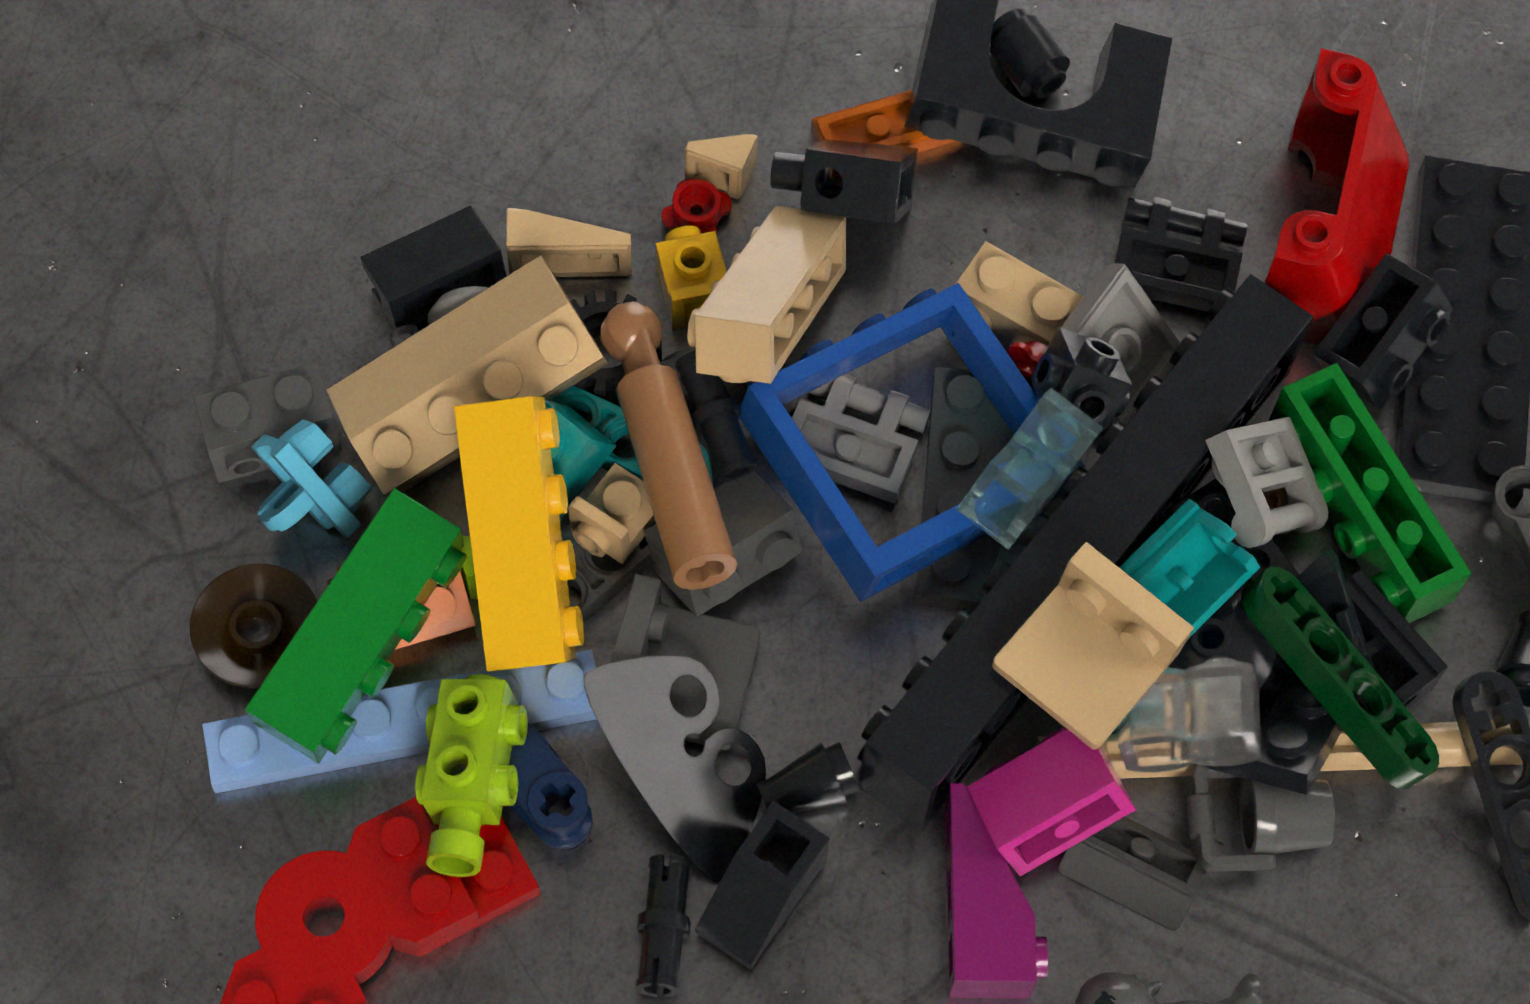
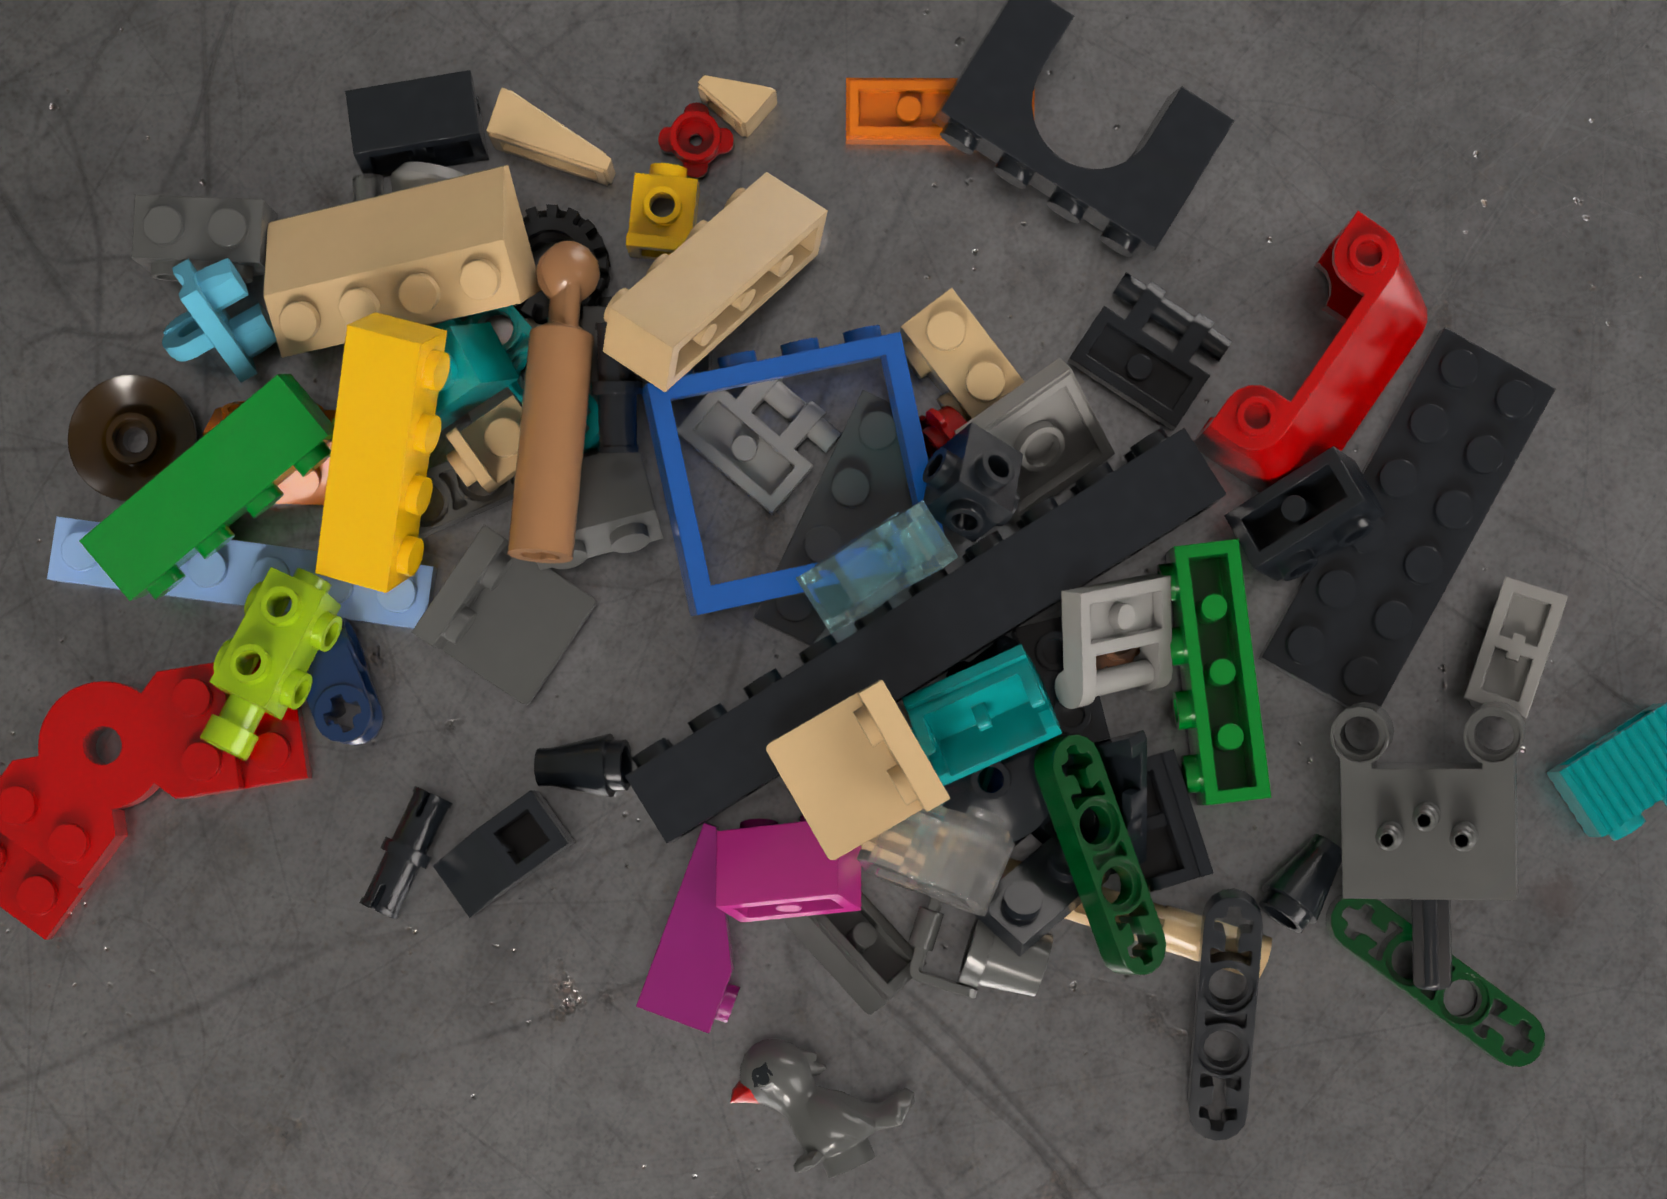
camera: 25 degrees right, 20 degrees up
(648, 739) = (441, 686): piece -> none
(874, 176) = (851, 171): black torso -> none
(1028, 54) = (1089, 79): black brick -> none

